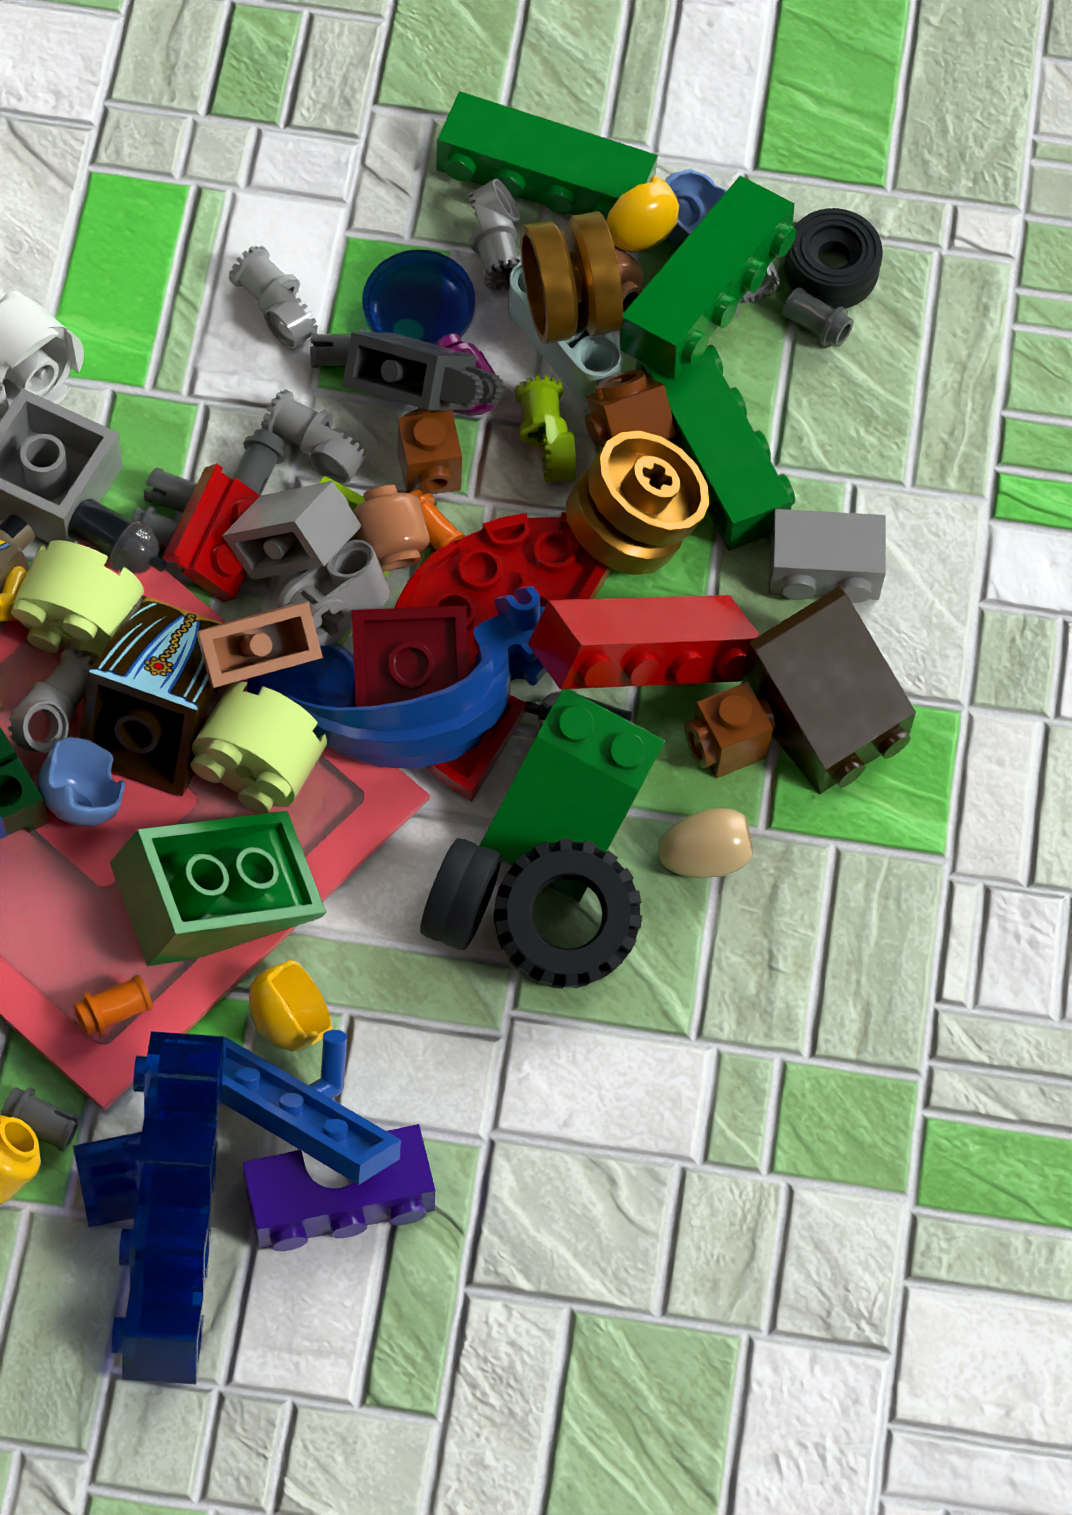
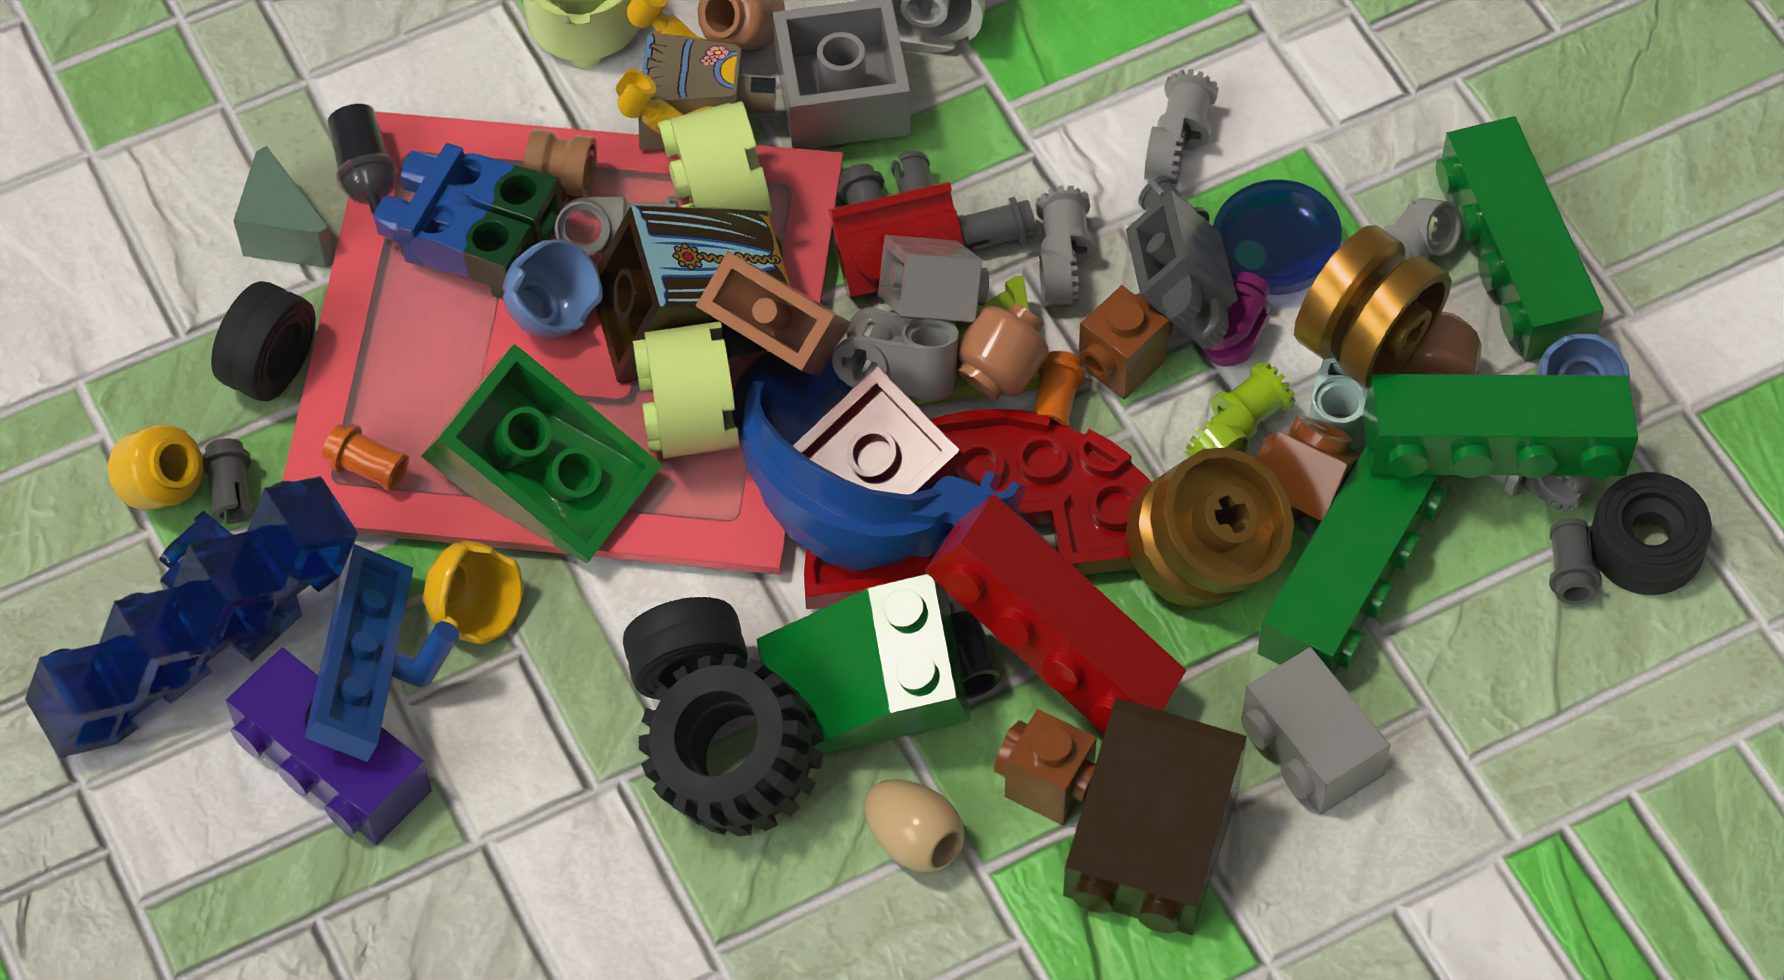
camera: 60 degrees right, 5 degrees down
(116, 536) = (818, 163): piece -> none
(643, 216) = (1511, 331): yellow hair -> none

